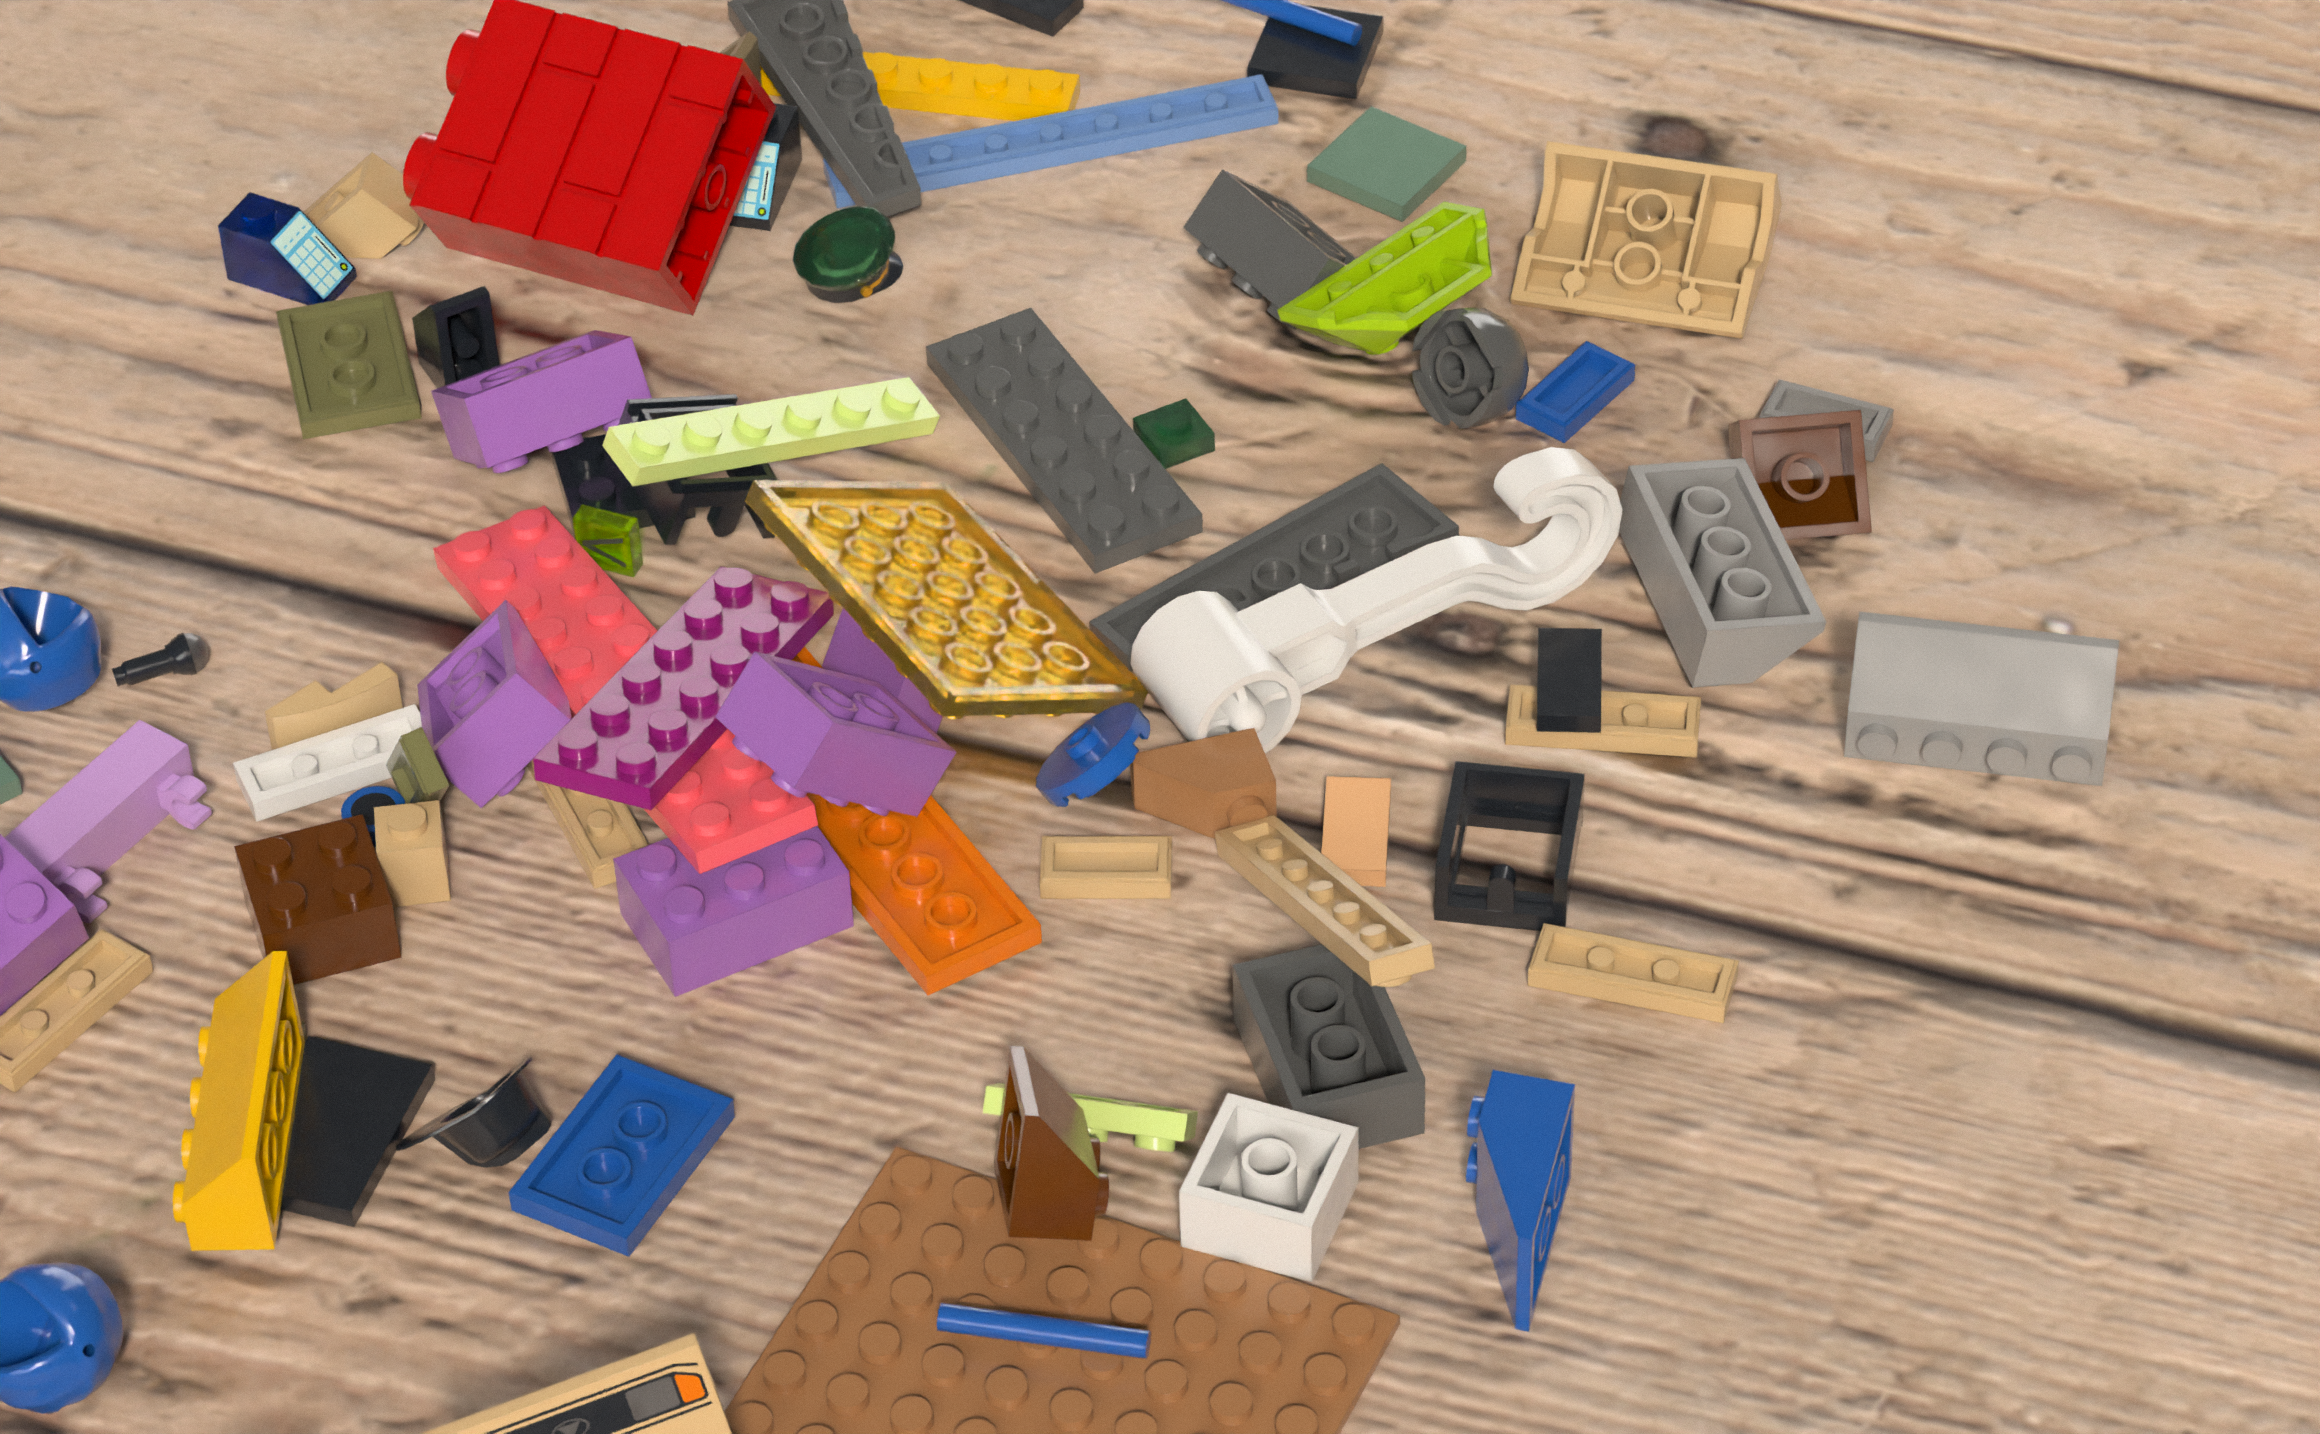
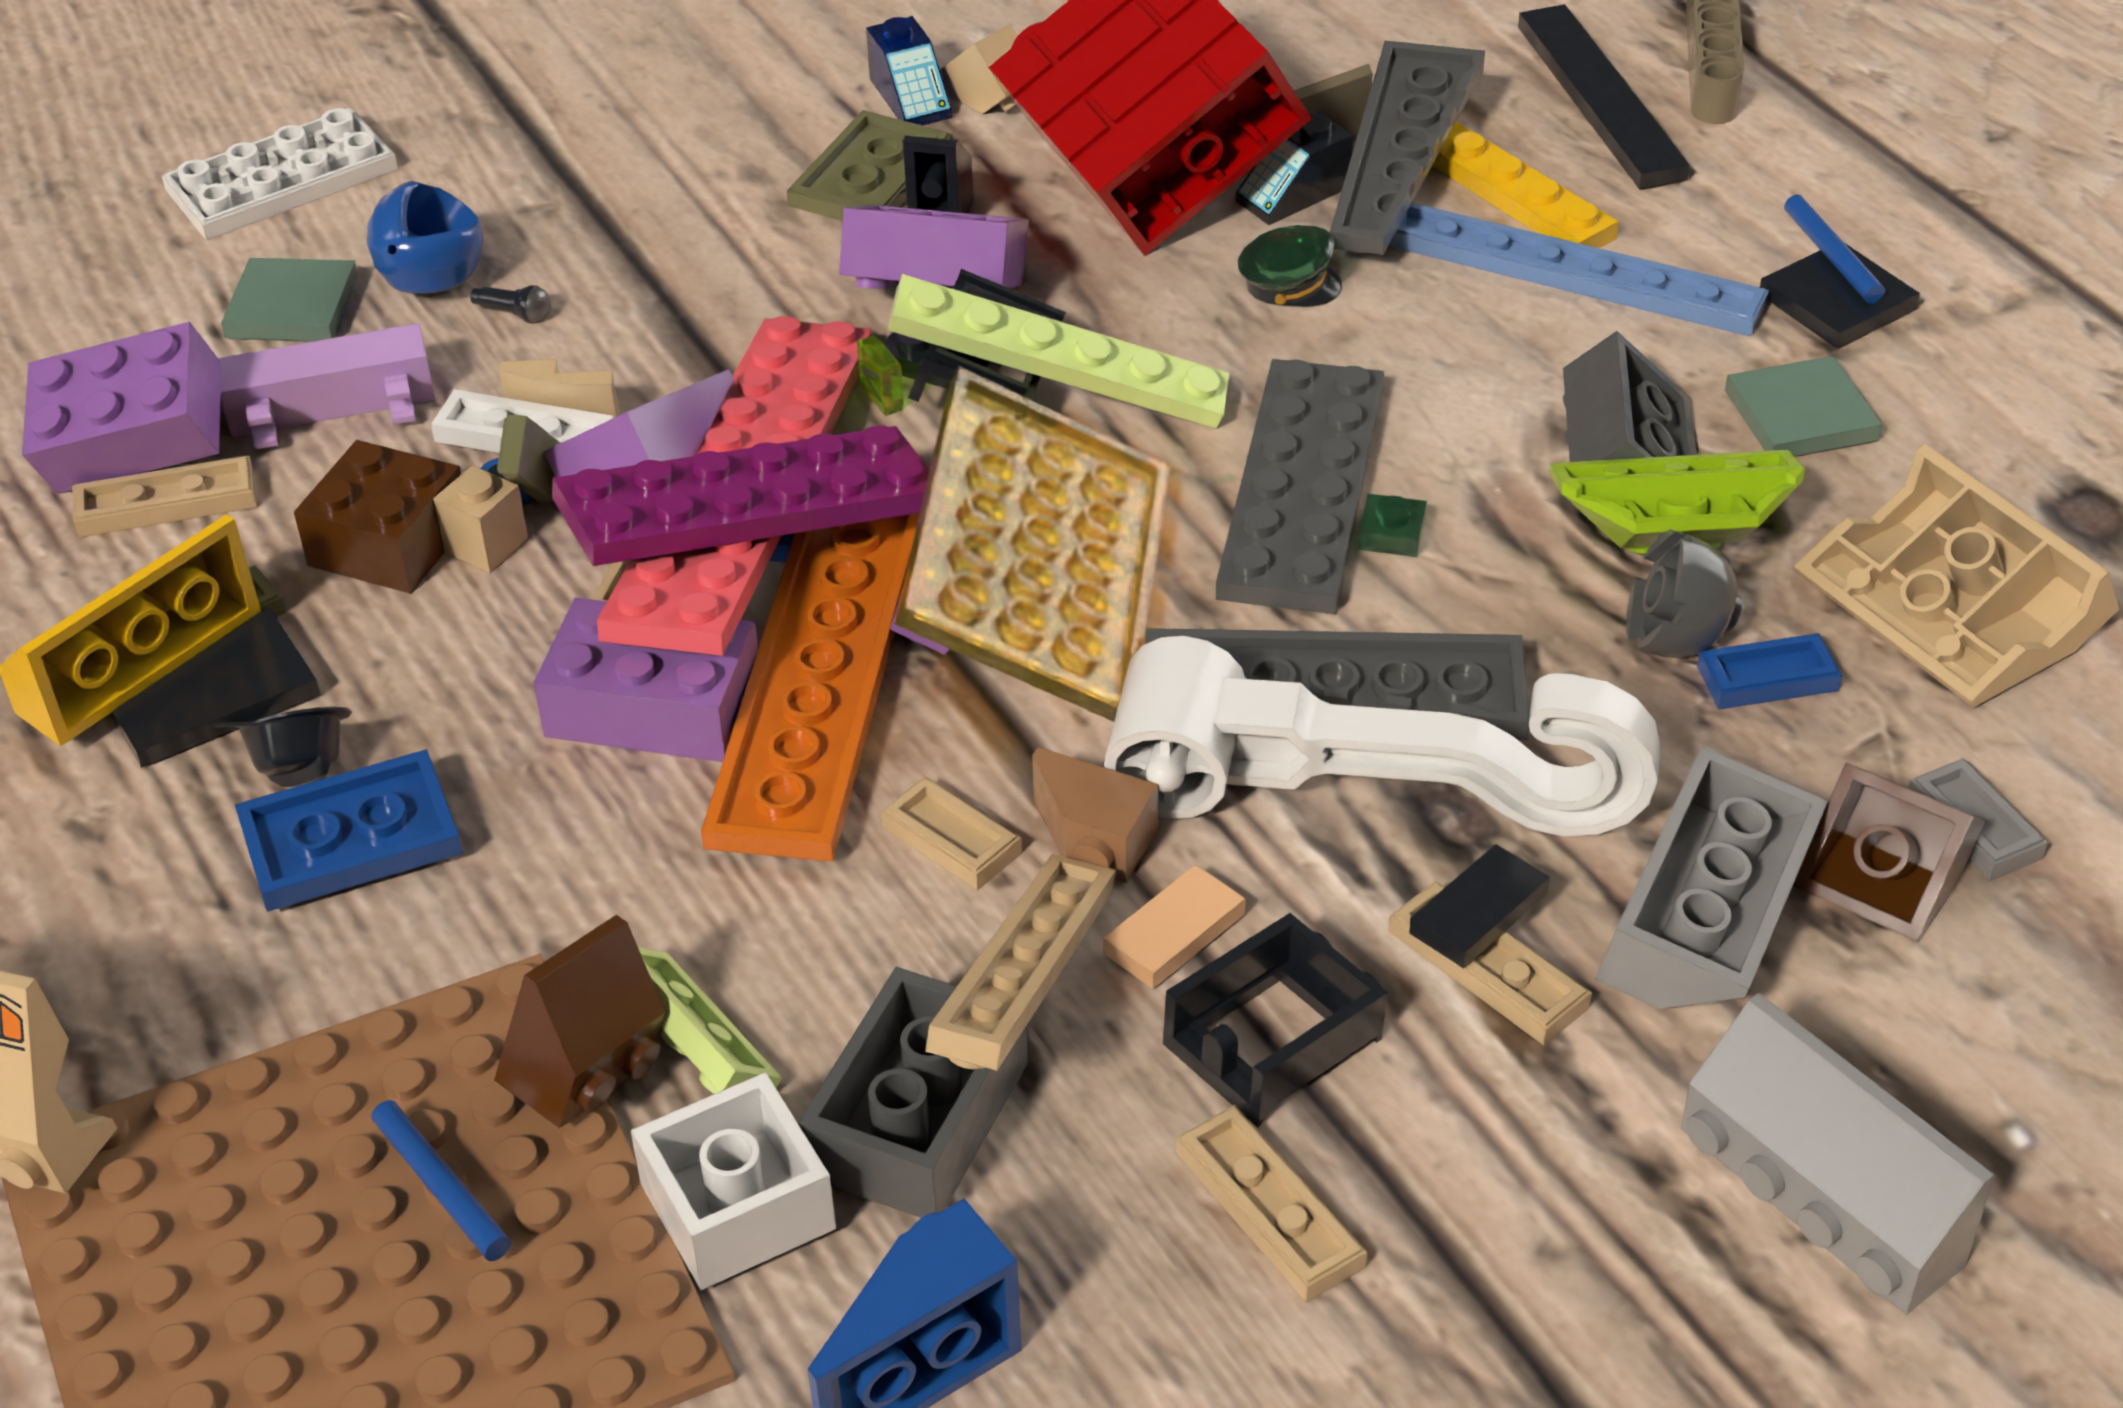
camera: 40 degrees right, 0 degrees up
(834, 736) = (795, 590): medium lavender brick -> none
(1093, 754) = (1019, 730): blue plate -> none

